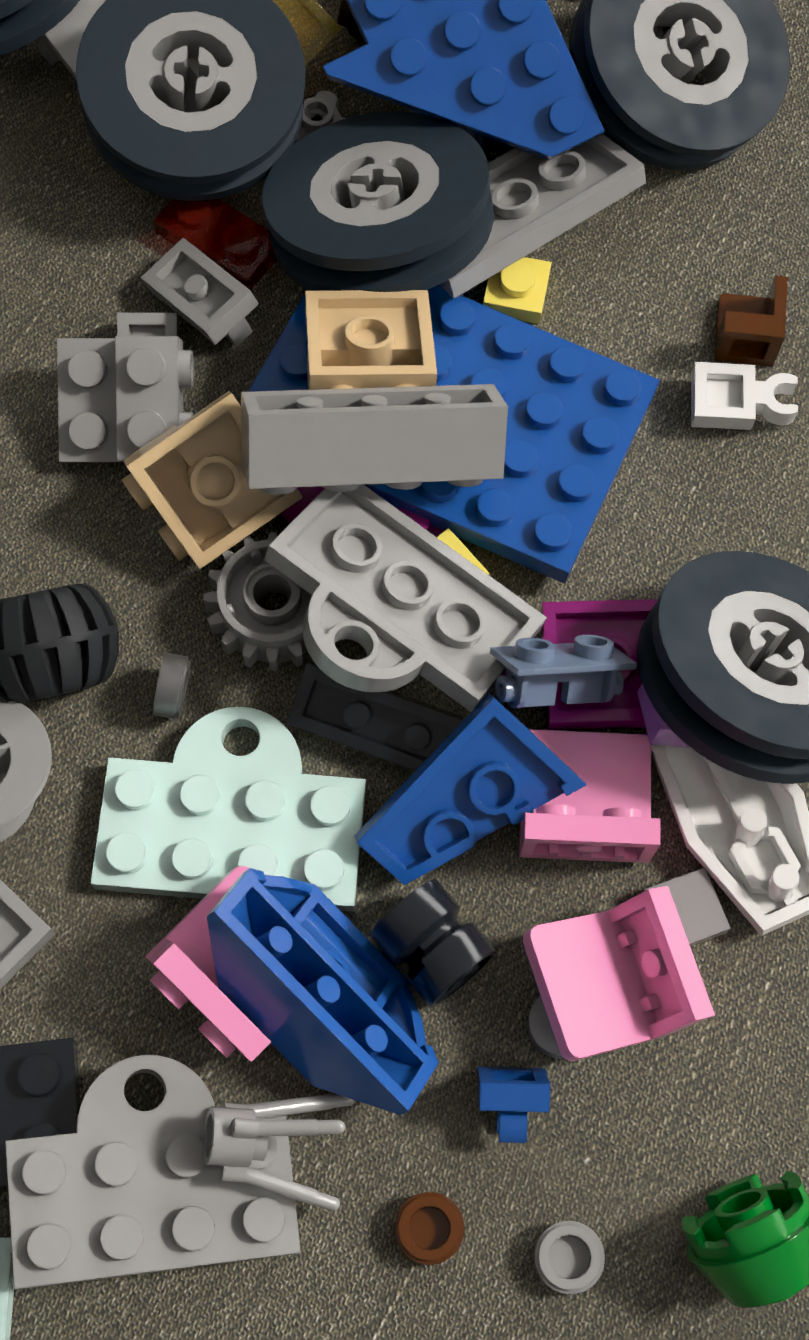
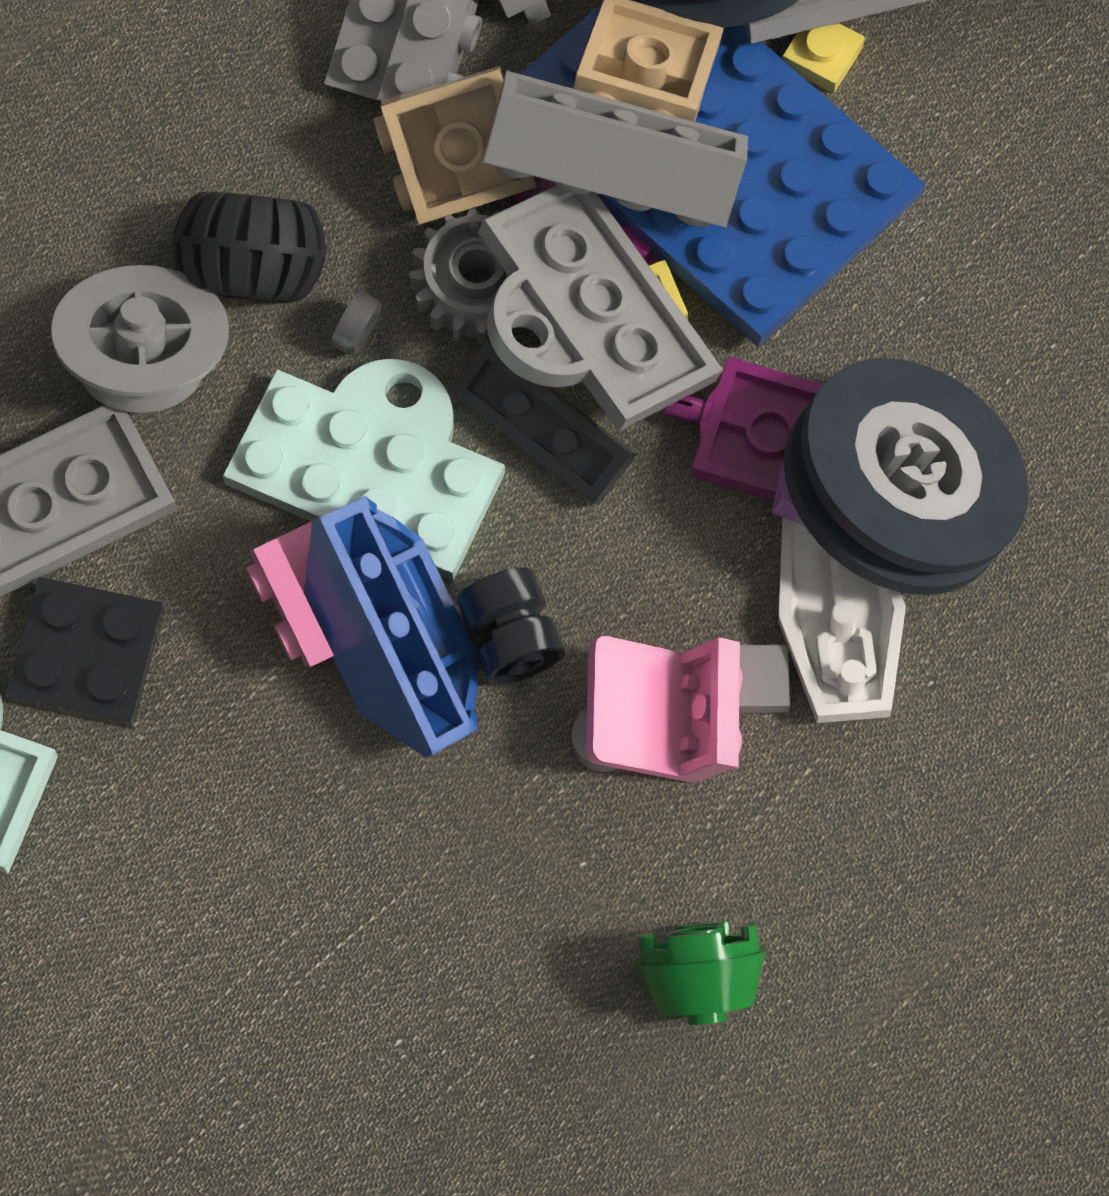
camera: 20 degrees right, 0 degrees up
(136, 1189) = (188, 746): light grey plate -> none
(242, 1132) = (279, 726): light grey plant -> none
(429, 1228) = (419, 870): reddish brown tile -> none
(466, 789) = (590, 502): blue wing -> none
(512, 1095) = (533, 781): blue tile -> none
(536, 666) = (737, 423): sand blue hinge -> none
(569, 1257) = (533, 936): light grey tile -> none
(605, 817) = (701, 546): bright pink bracket -> none
(731, 398) = (988, 219): white plate -> none
(751, 326) = (1036, 159): reddish brown panel -> none

